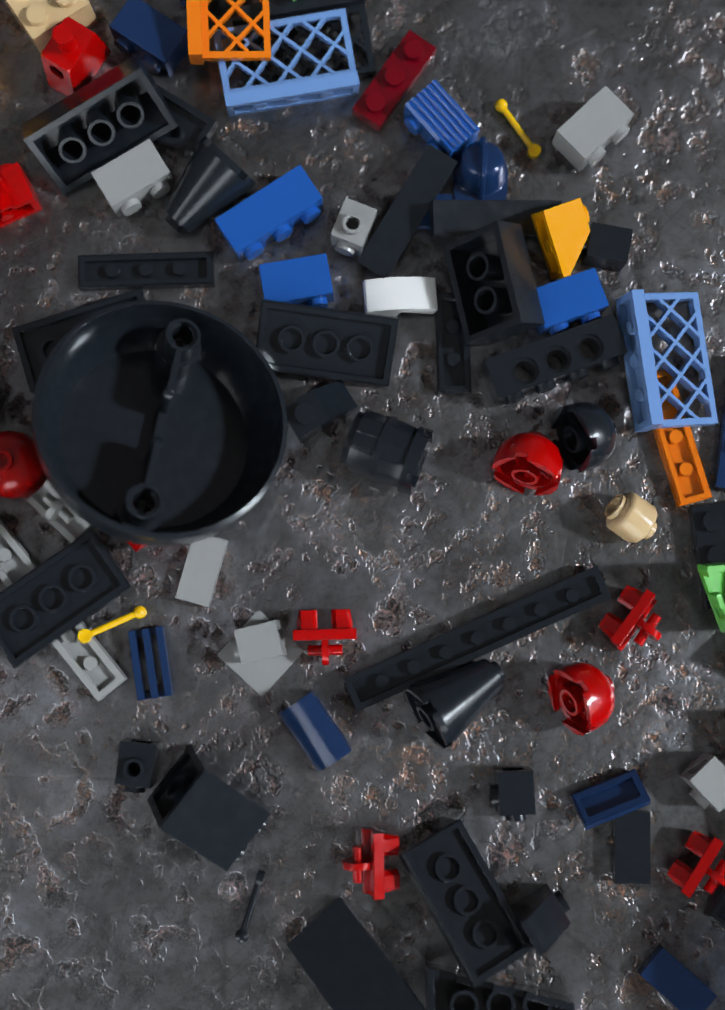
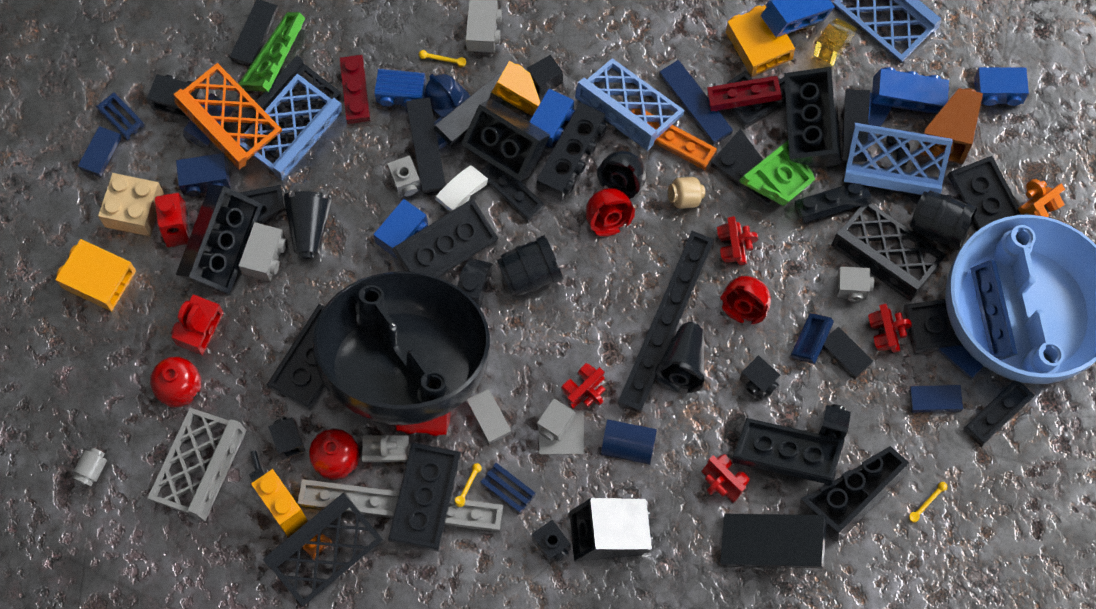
camera: 35 degrees left, 15 degrees down
(146, 271) = (312, 293): black tile -> none
(242, 935) = (692, 583): black hinge -> none
(270, 214) = (354, 207): blue brick -> none

